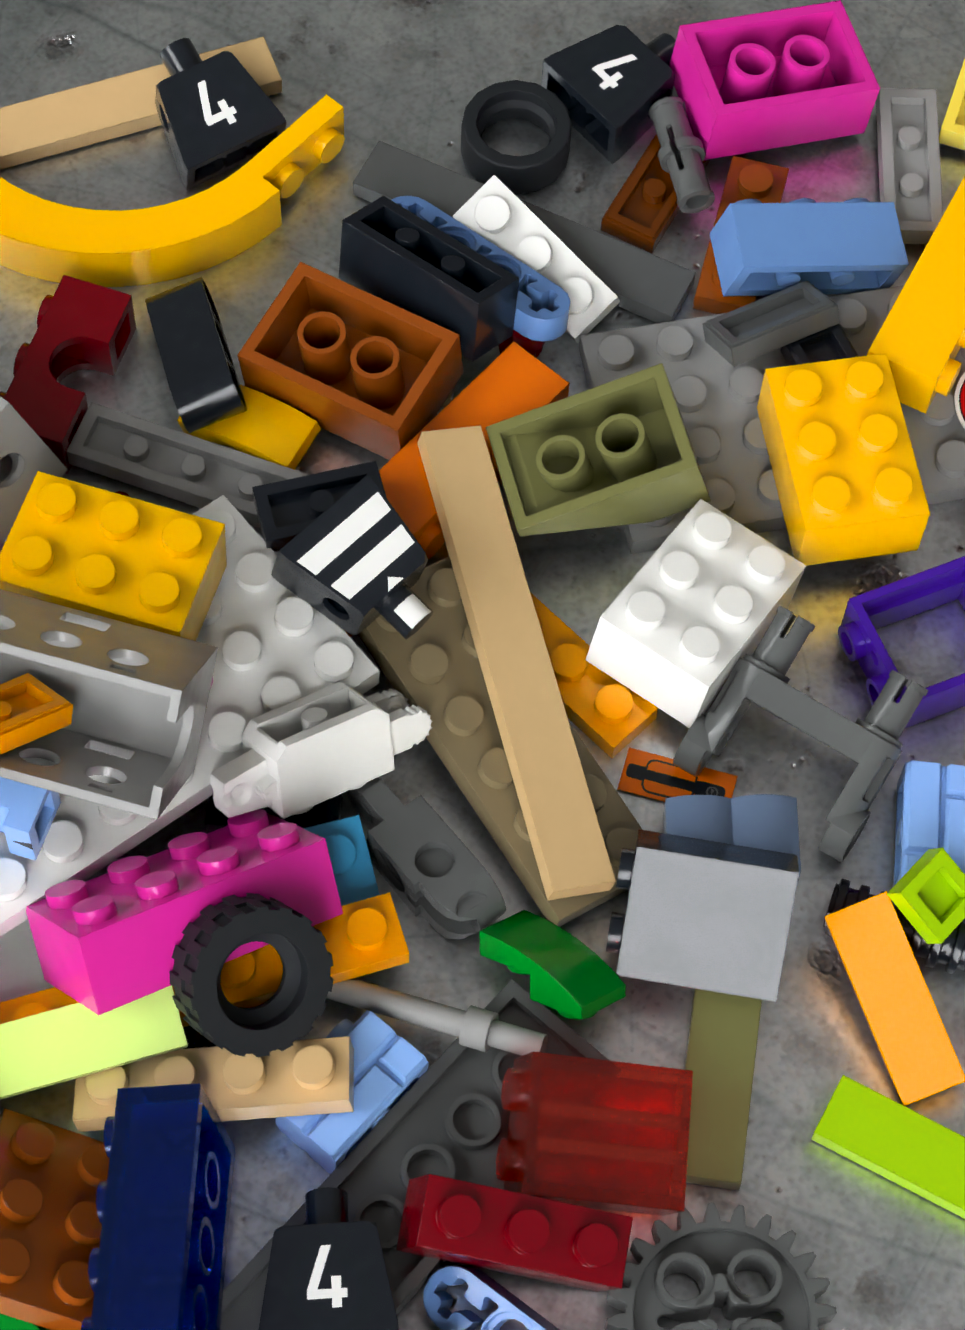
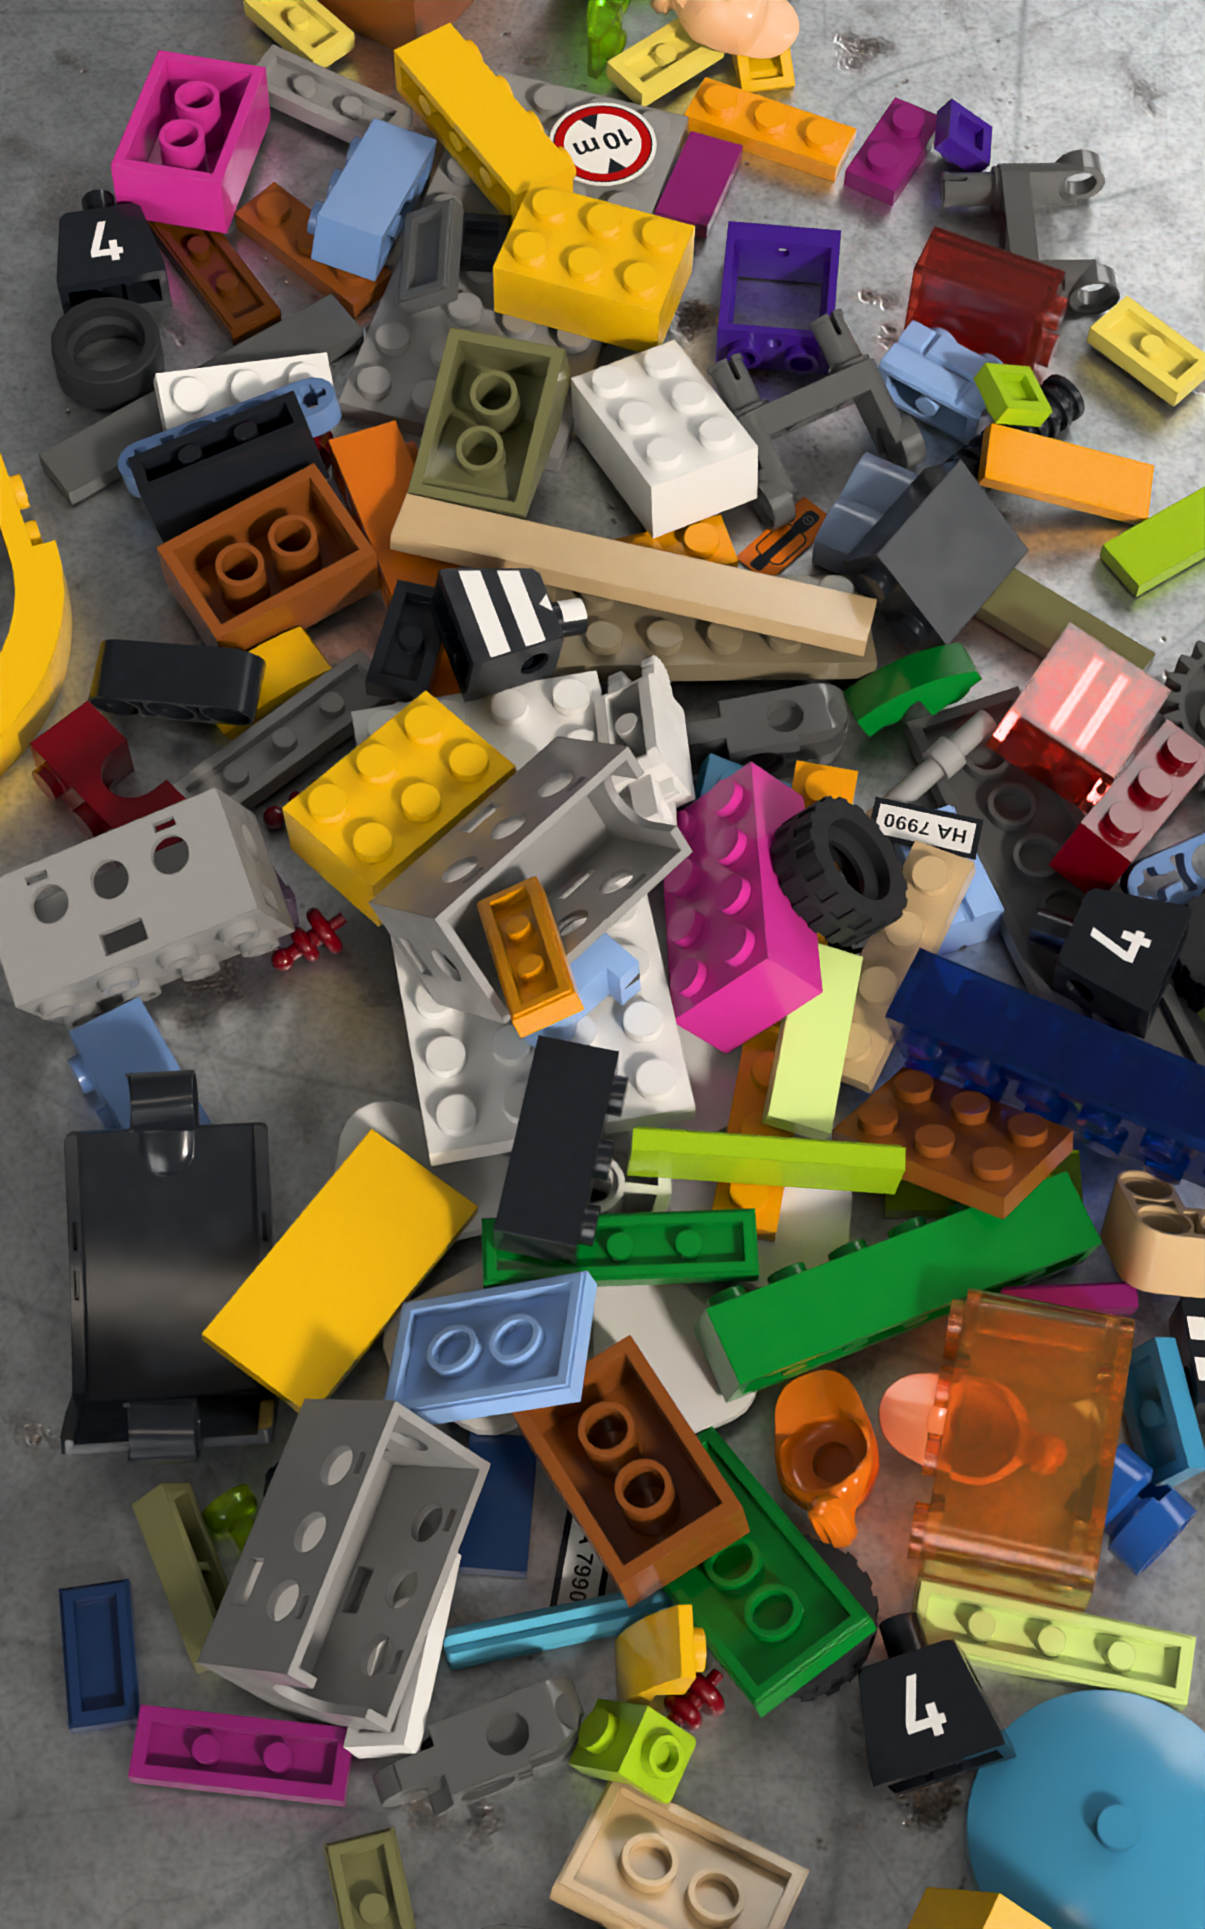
camera: 60 degrees left, 0 degrees up
(383, 1045) = (941, 829): none -> sticker
(681, 155) = (183, 234): dark grey pin -> none

